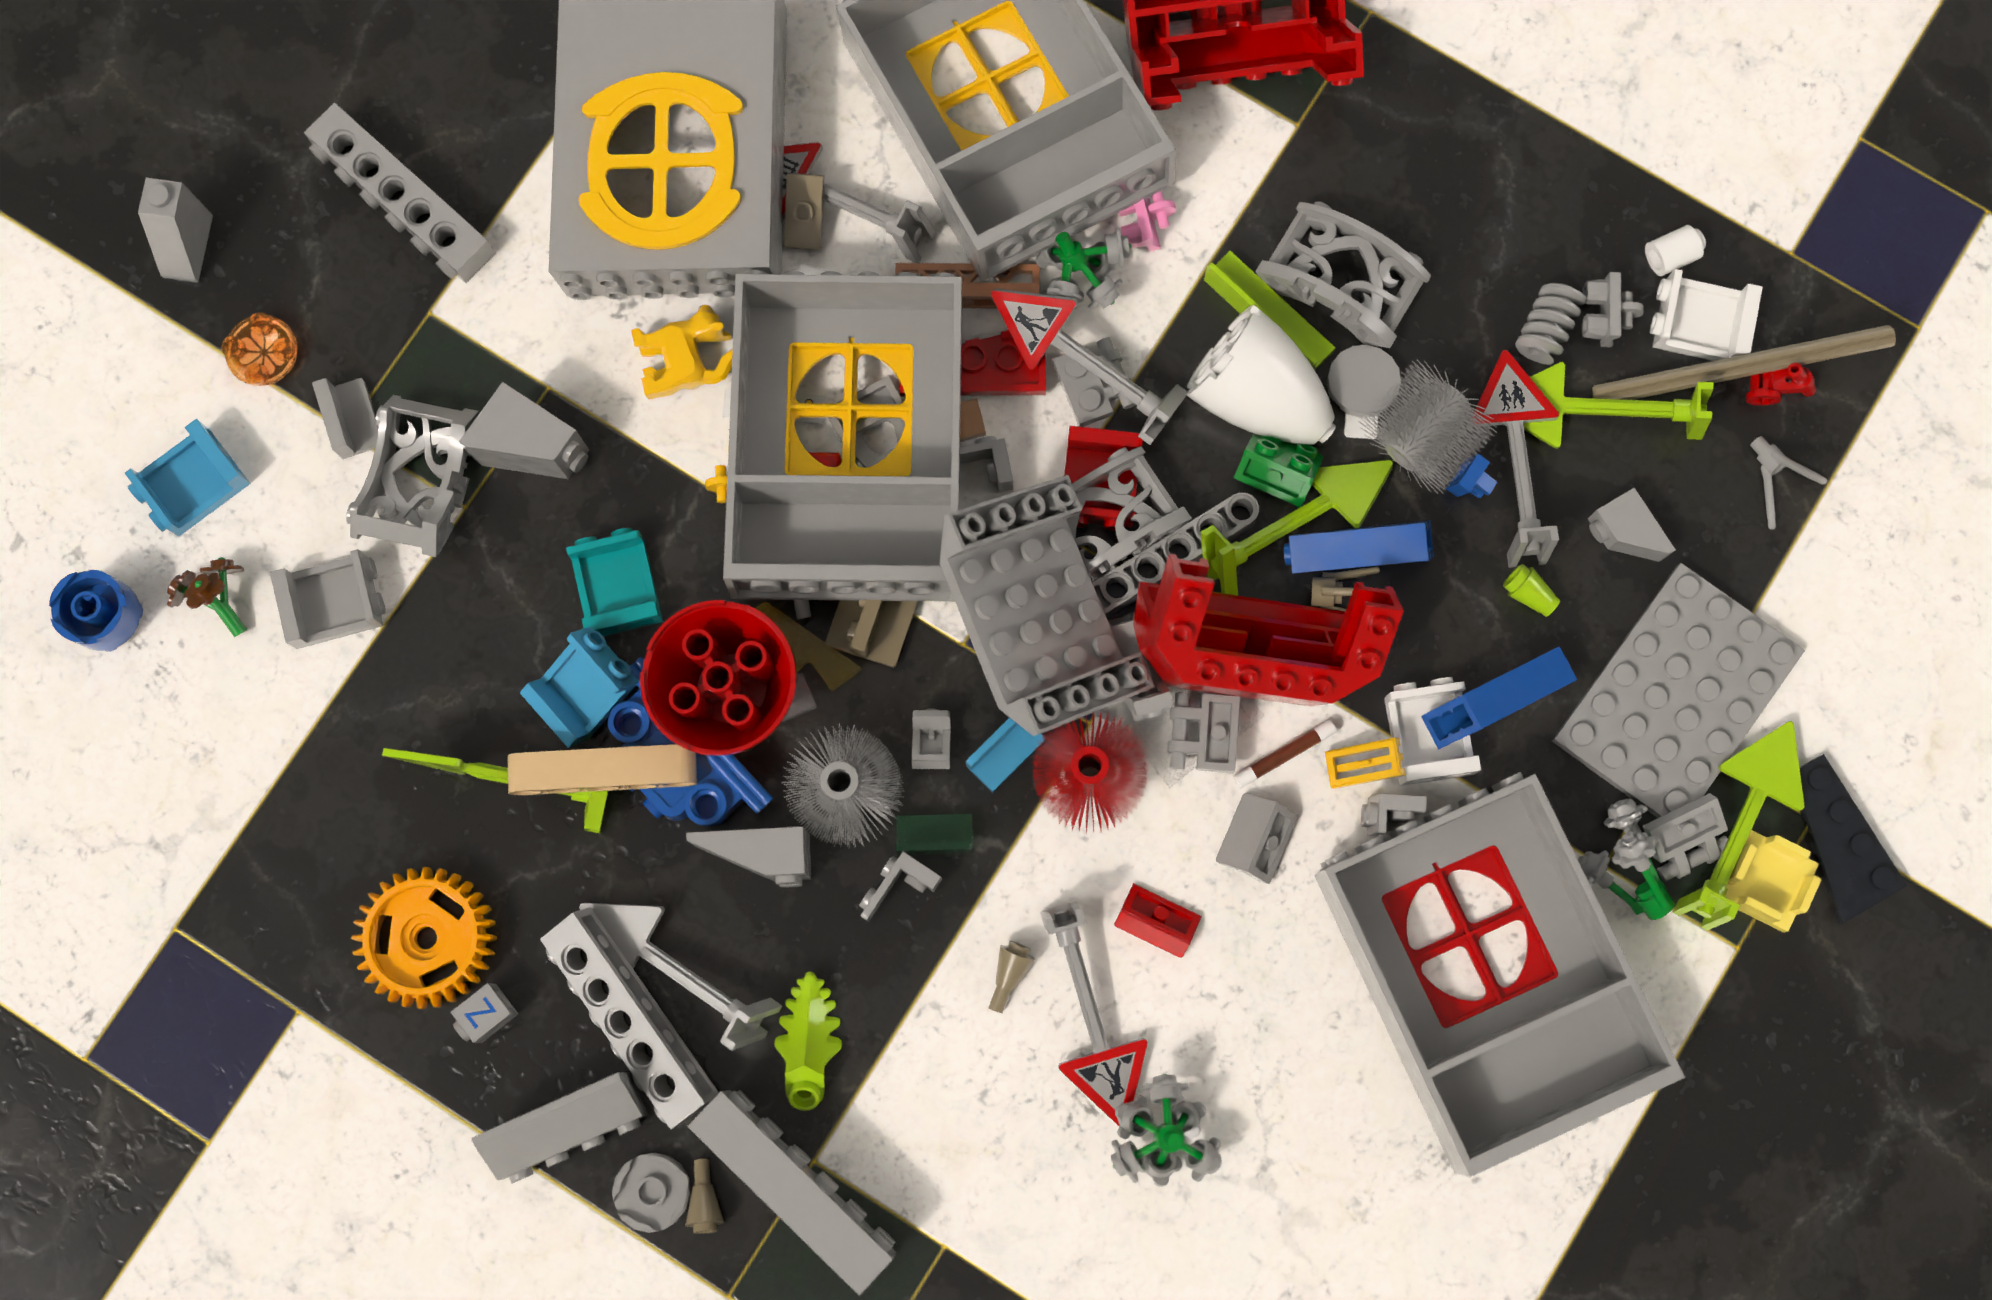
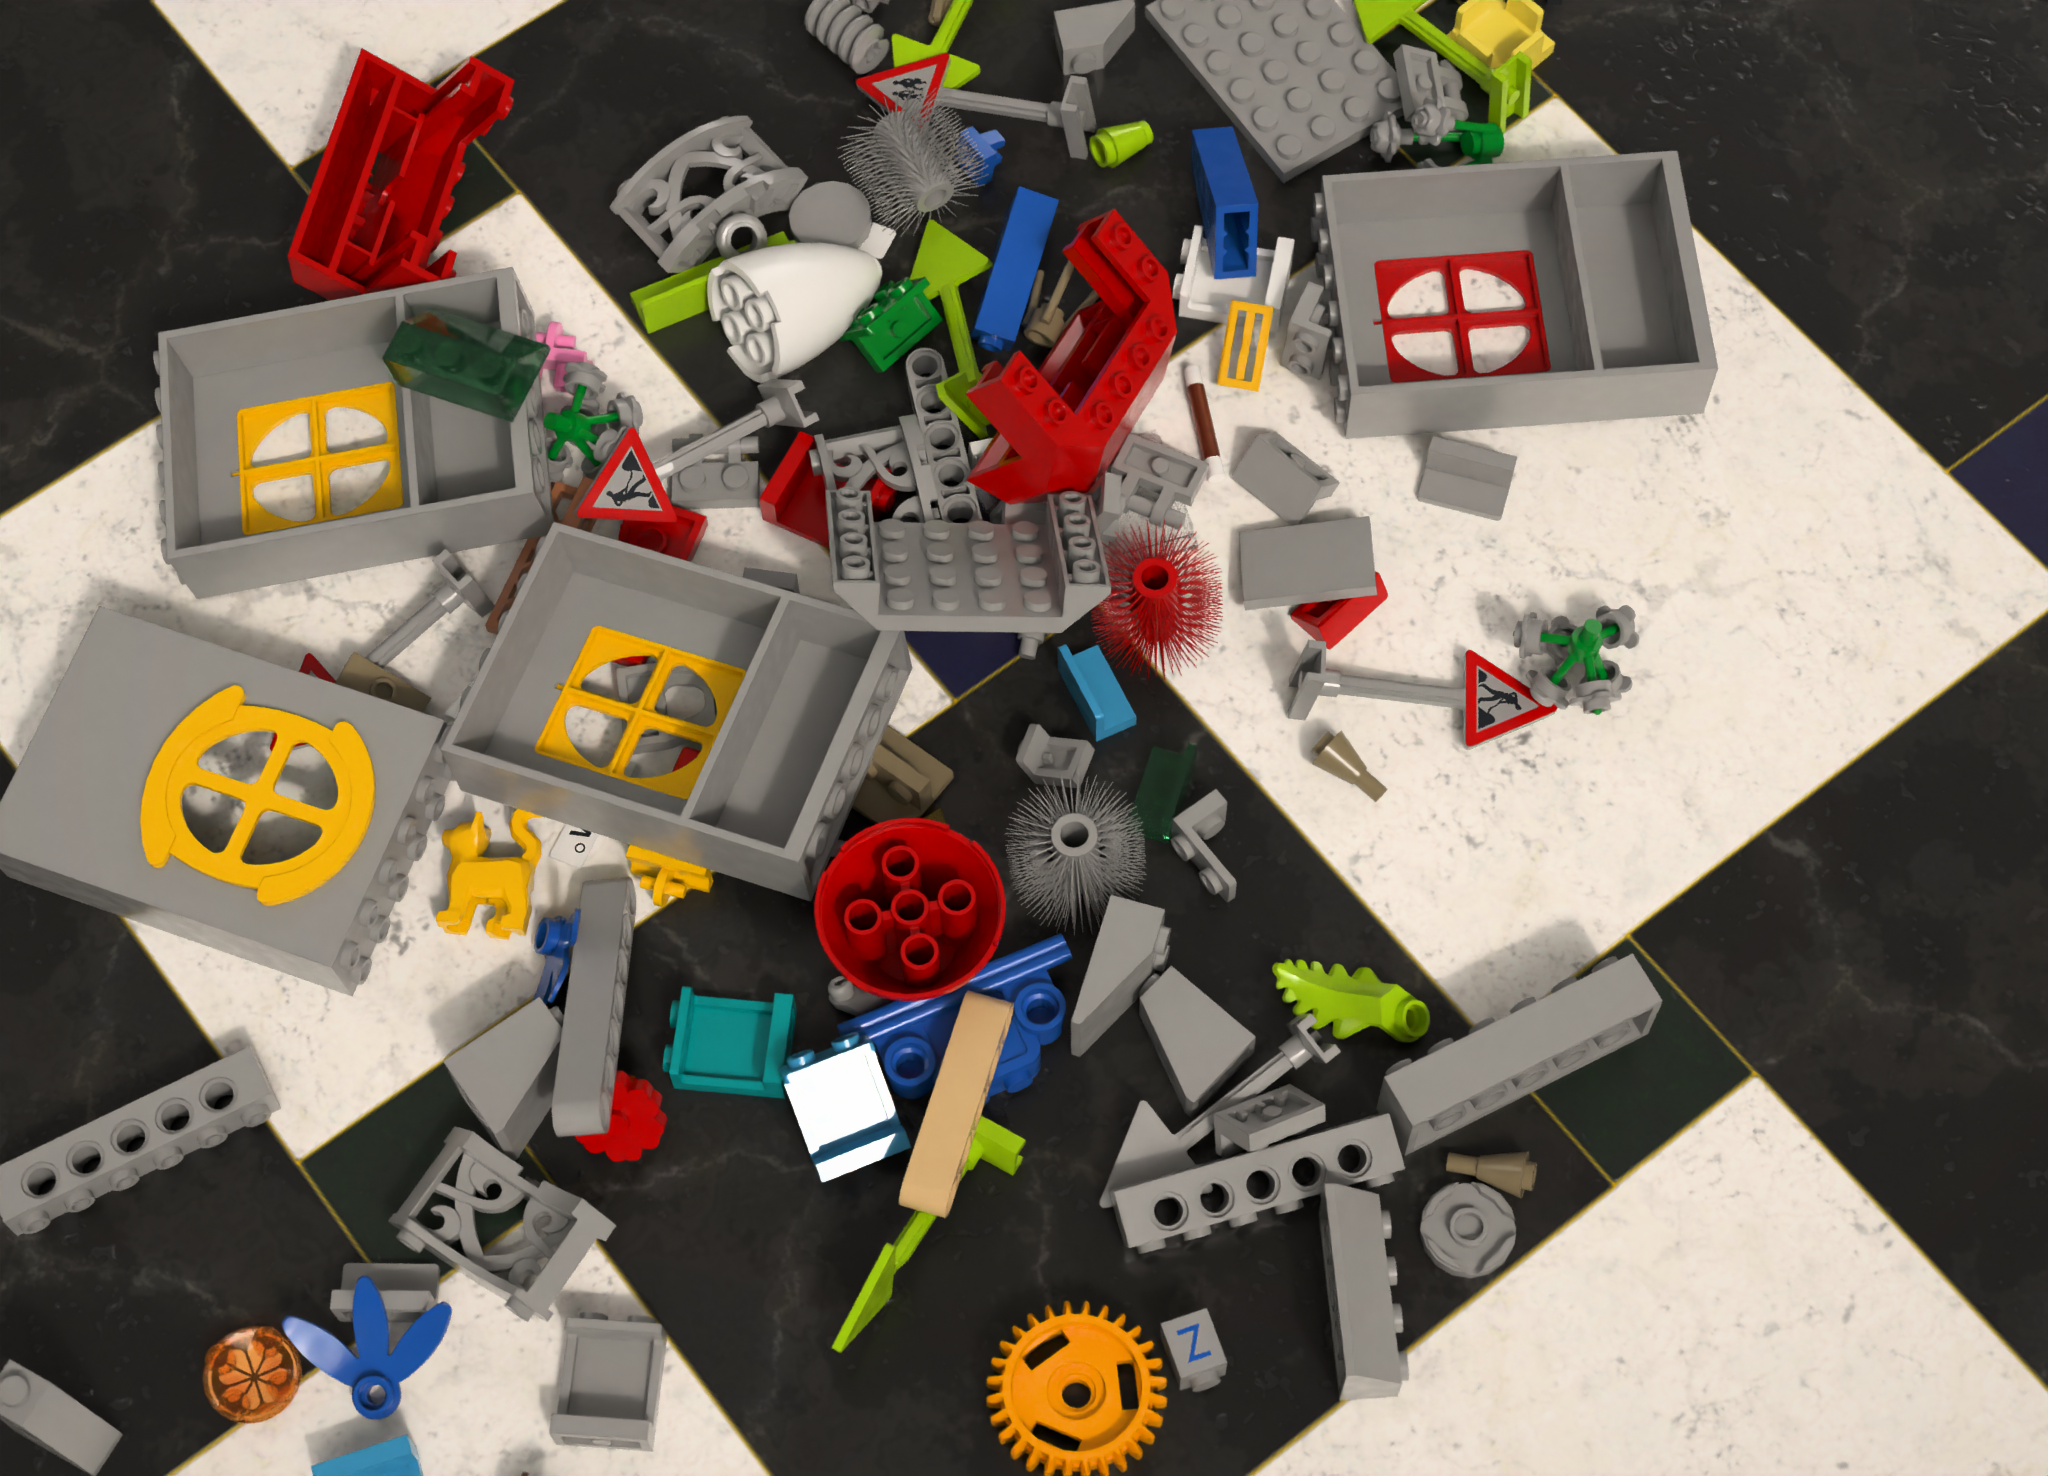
camera: 70 degrees left, 15 degrees down
(289, 428) = (372, 1342): none -> blue plant
(525, 524) = (634, 1121): none -> red plant
(588, 473) = (594, 1009): none -> light grey beam
(650, 422) = (553, 941): none -> blue plant
(672, 1010) = (1266, 1120): none -> light grey bracket
(732, 927) = (1192, 1037): none -> light grey slope
(1072, 149) = (465, 362): none -> clear green slope
(1178, 883) = (1307, 563): none -> light grey tile
(1309, 989) = (1466, 478): none -> light grey panel
(1319, 312) = (730, 224): none -> light grey piece

